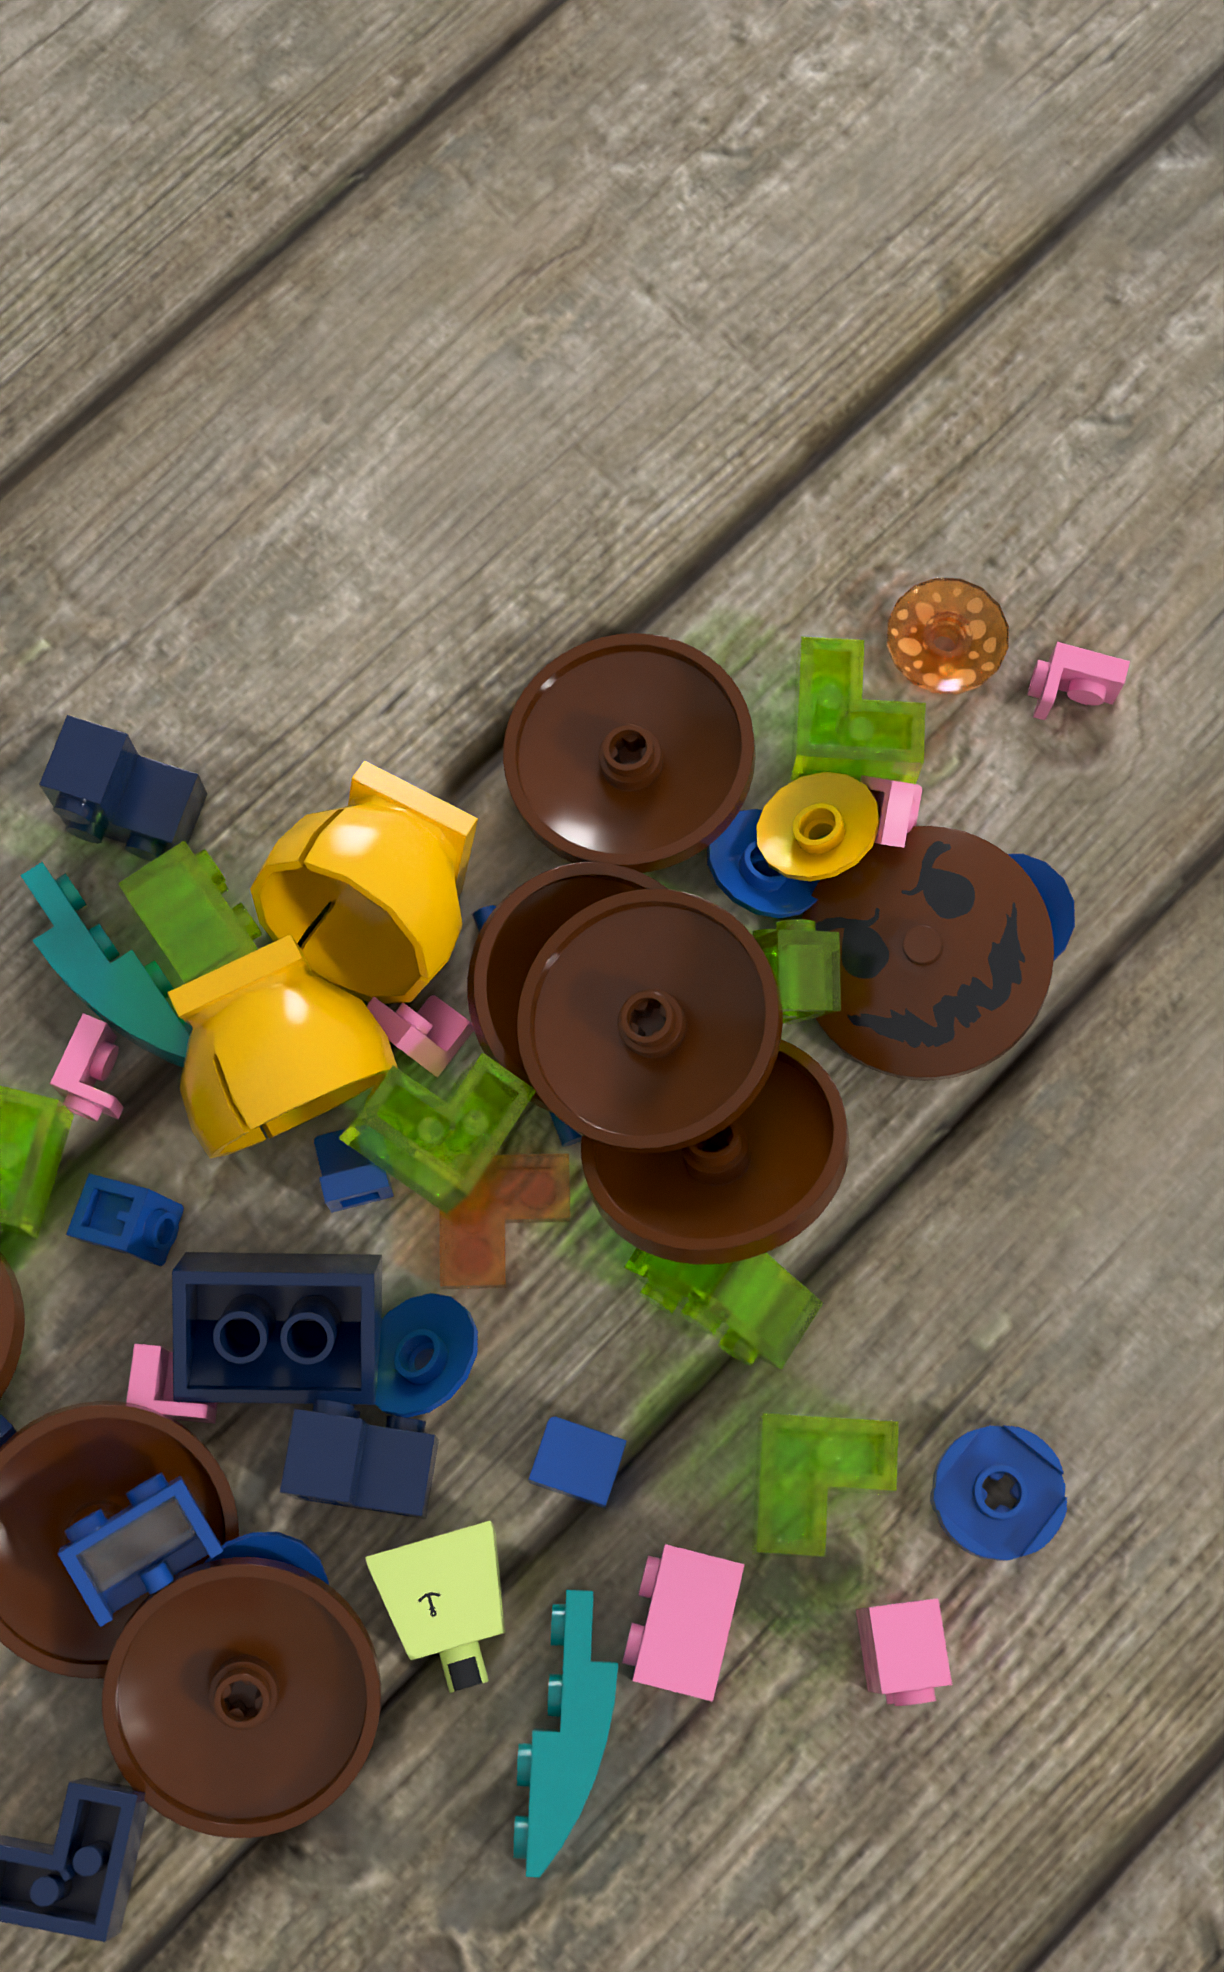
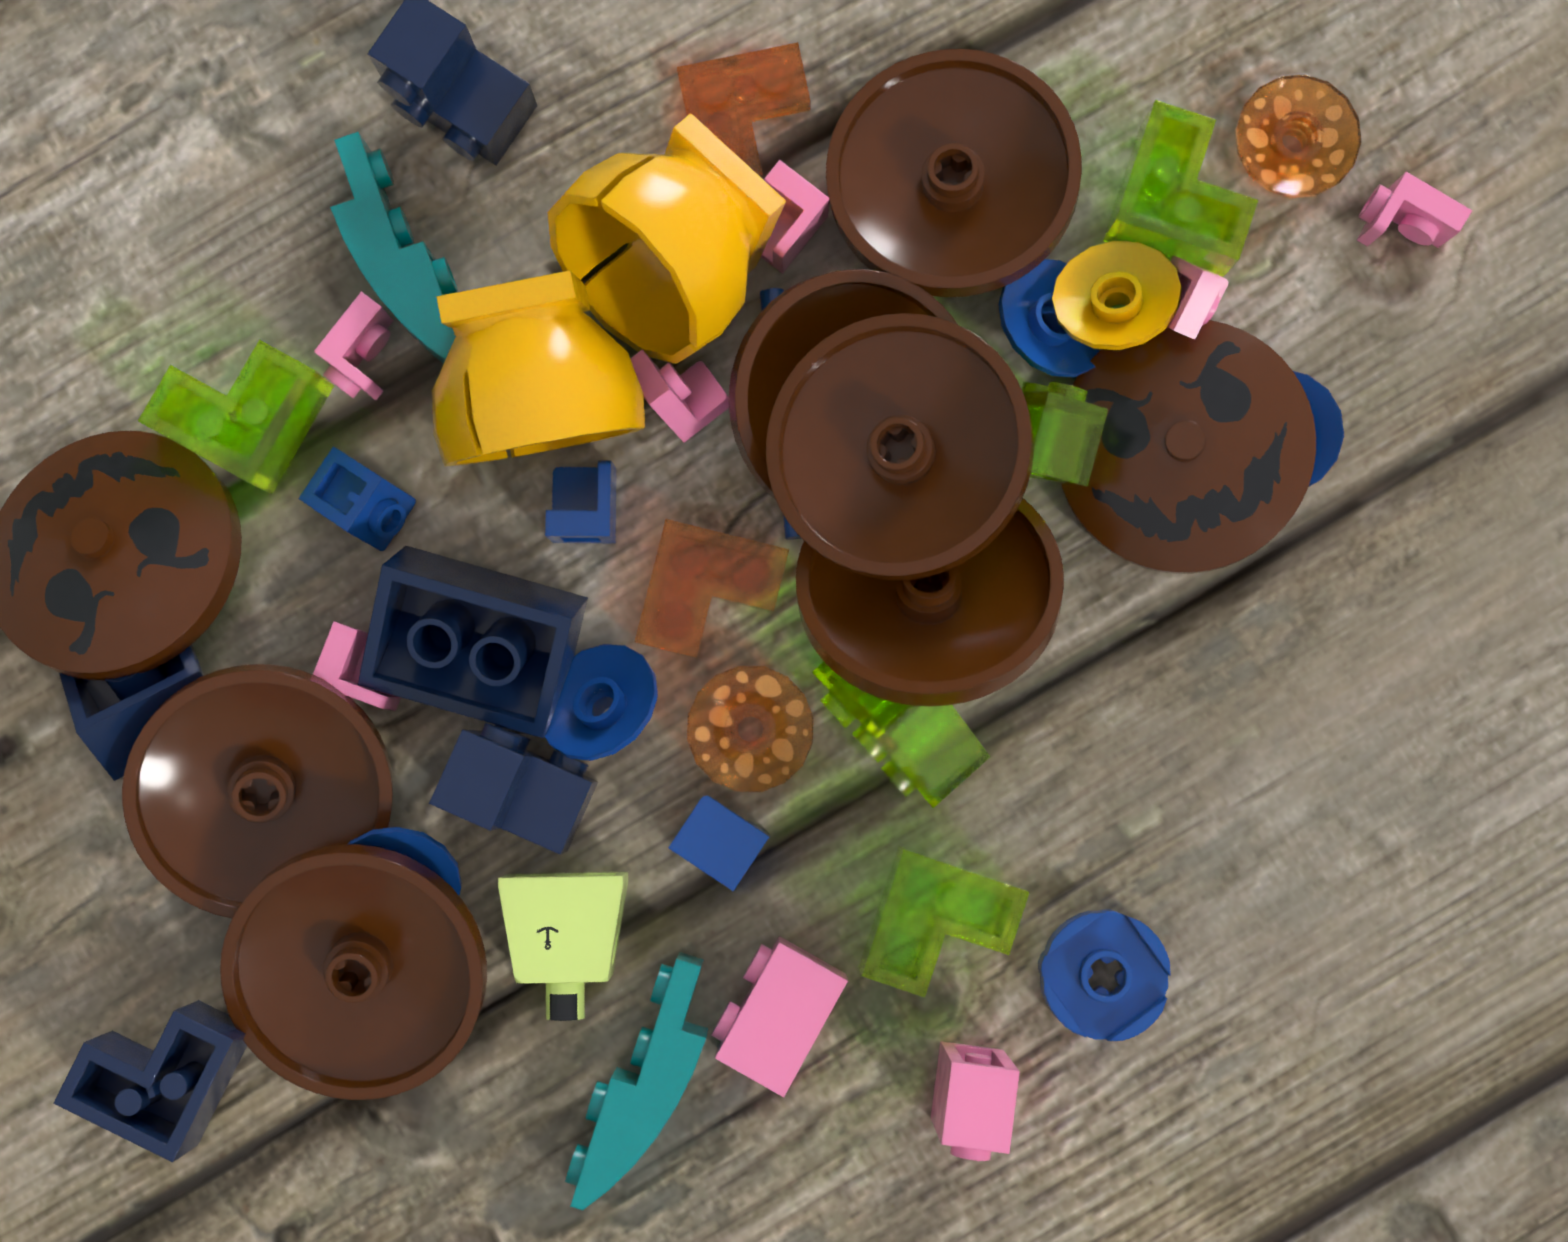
camera: 15 degrees right, 10 degrees up
(138, 1546) = (287, 813): blue window -> none
(186, 913) = (482, 220): clear neon green brick -> none
(405, 728) = (744, 89): none -> clear orange plate
(438, 1143) = (667, 511): clear neon green brick -> none
(493, 834) = (800, 218): none -> bright pink panel
(571, 1307) = (716, 720): none -> clear orange dish

